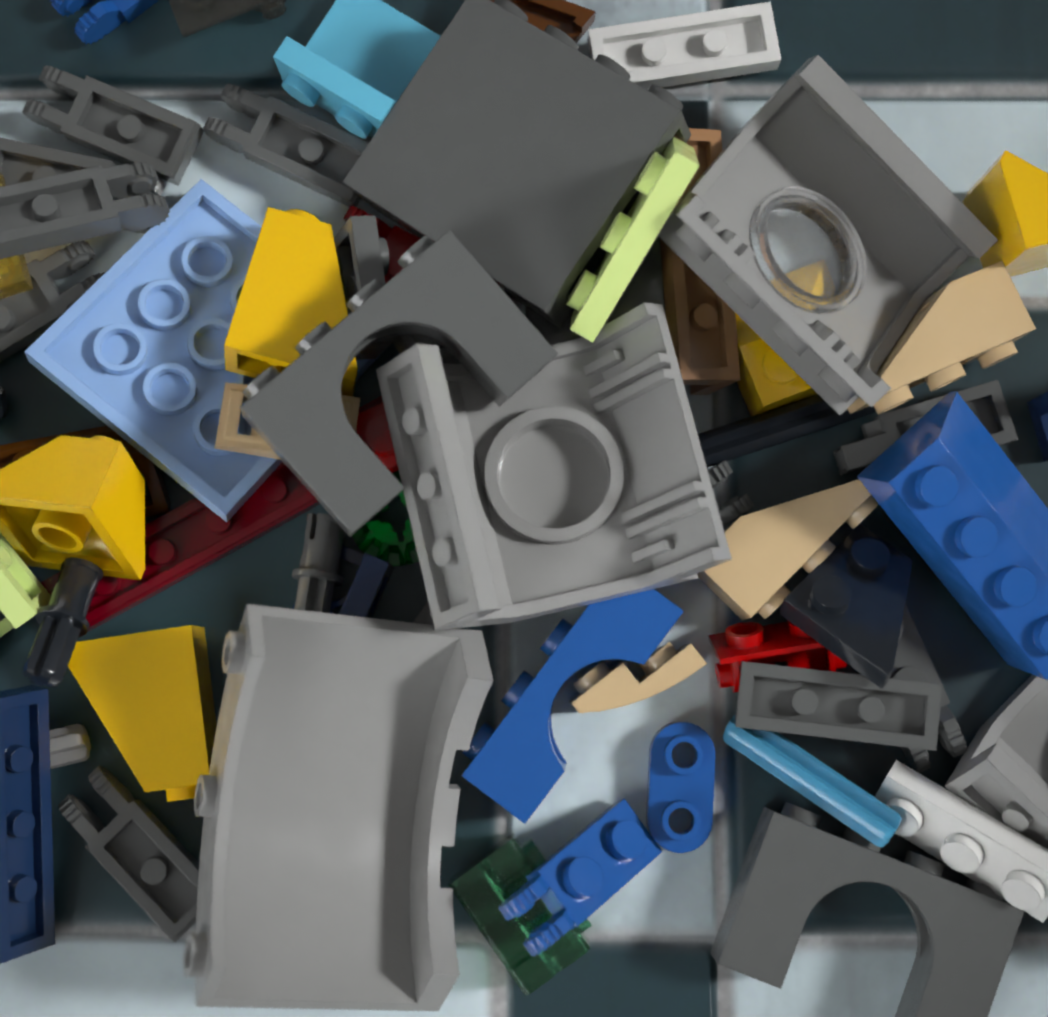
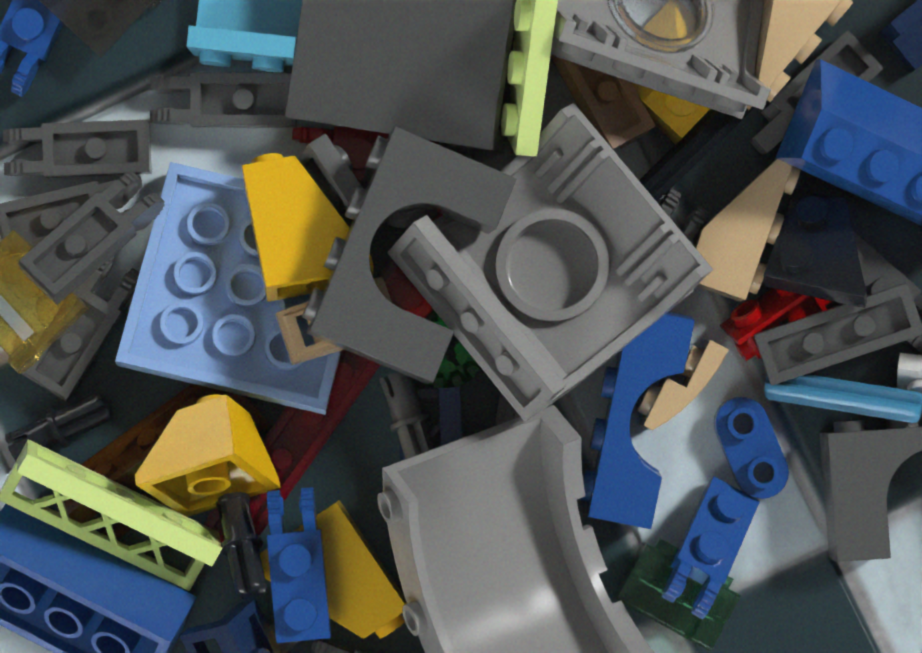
camera: 25 degrees left, 5 degrees up
(107, 680) = (297, 572): none -> blue hinge

